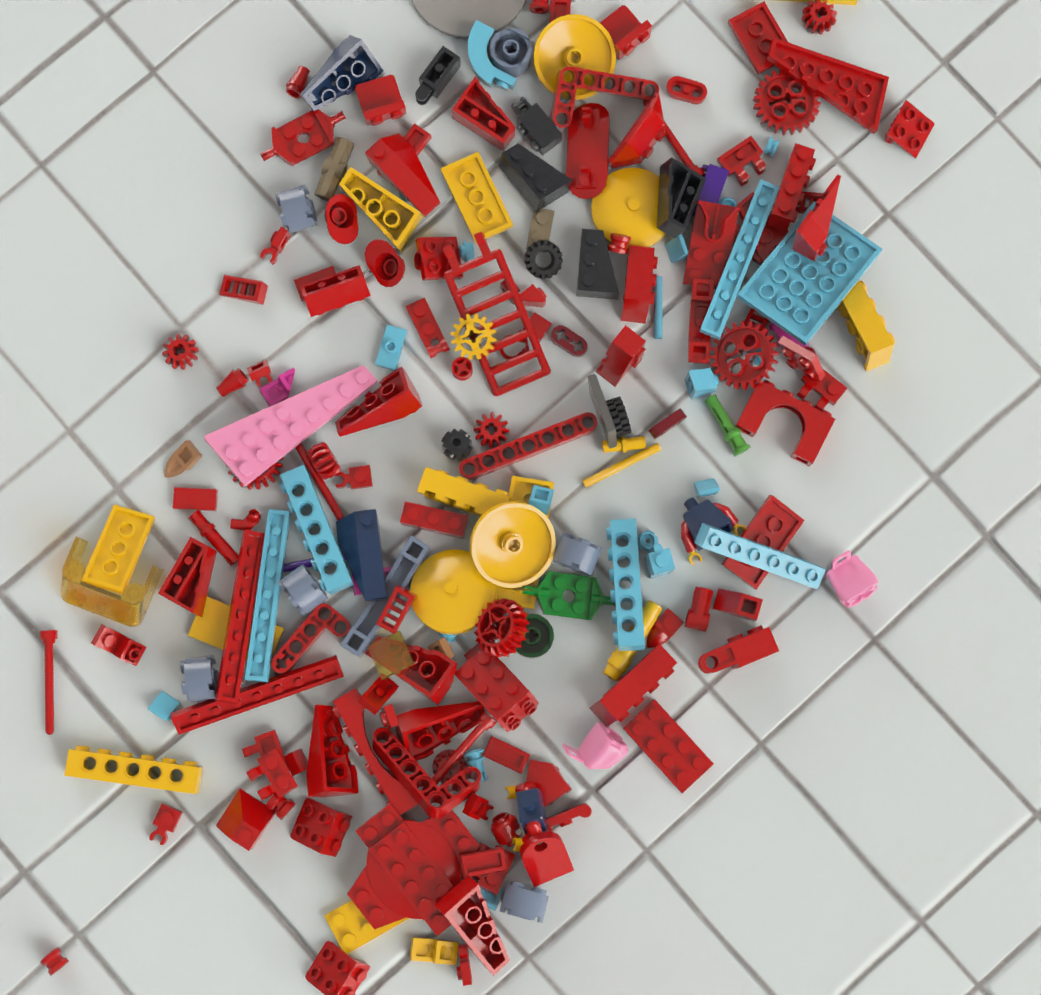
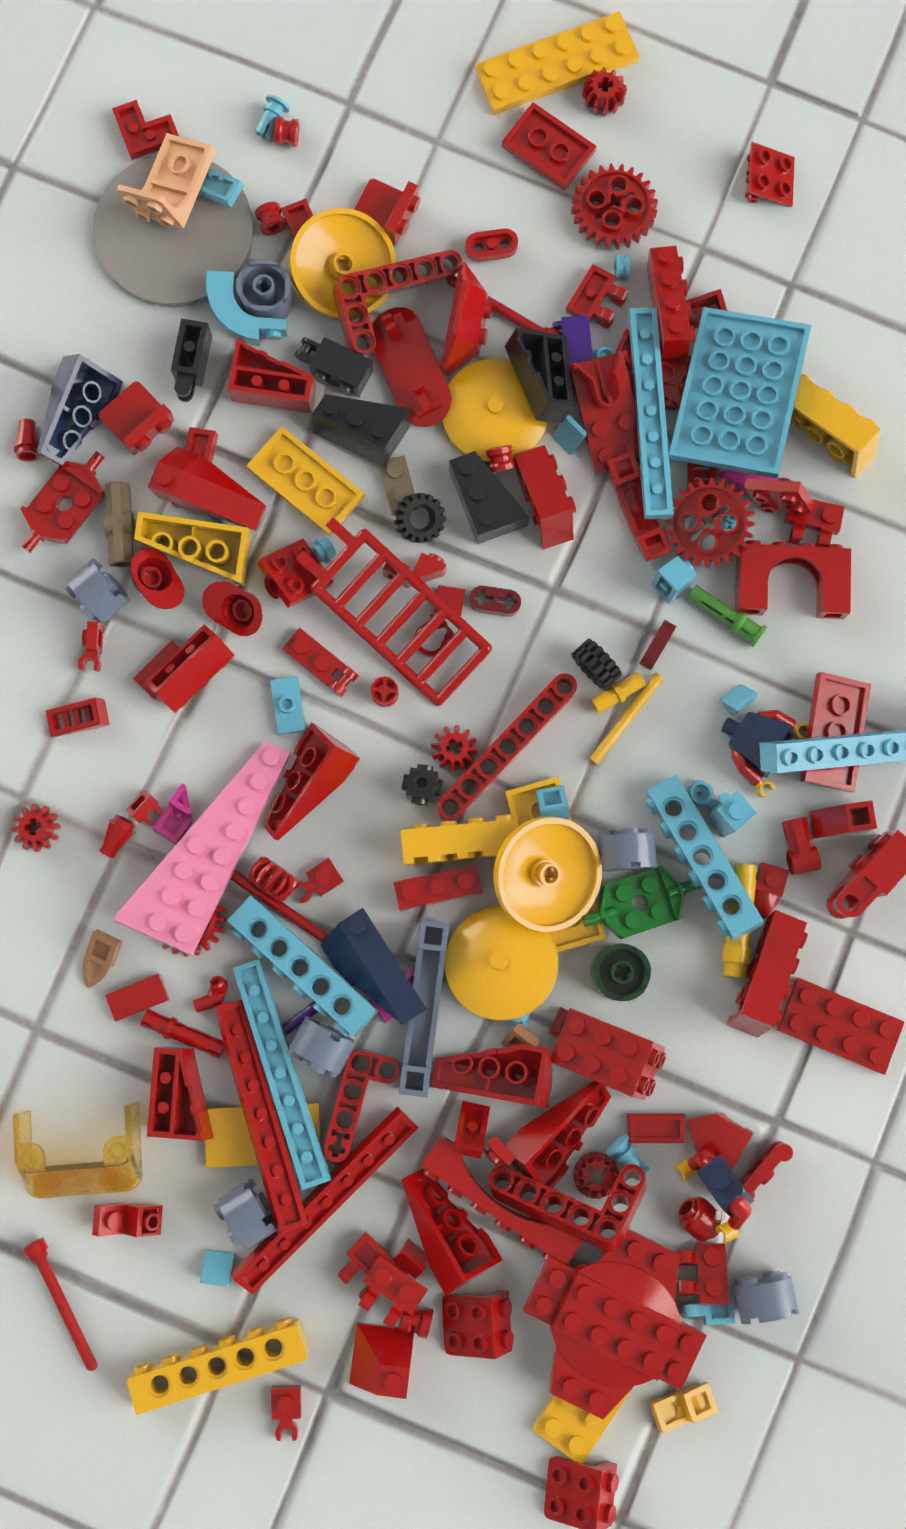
camera: 25 degrees left, 0 degrees up
(118, 549) = (72, 1104): yellow tile -> none
(391, 655) = (463, 1075): clear yellow piece -> none
(407, 604) = (450, 992): red slope -> none
(464, 969) = (731, 1414): red plate -> none
(470, 918) = (714, 1352): red wedge -> none
(476, 346) = (374, 636): yellow gear -> none
(477, 807) = (653, 1210): red plate -> none
(483, 862) = (694, 1274): red tile -> none
(484, 723) = (614, 1103): red piece -> none
(507, 629) = (592, 980): red gear -> none
(547, 859) = (765, 1232): tile -> none
(600, 748) = (764, 1068): bright pink piece -> none
(602, 411) = (577, 664): dark grey tile -> none
(623, 353) = (569, 586): red wedge -> none
(658, 308) = (582, 518): medium azure bar -> none
(813, 231) = (726, 335): wedge -> none
(844, 85) = (670, 157): red wing -> none

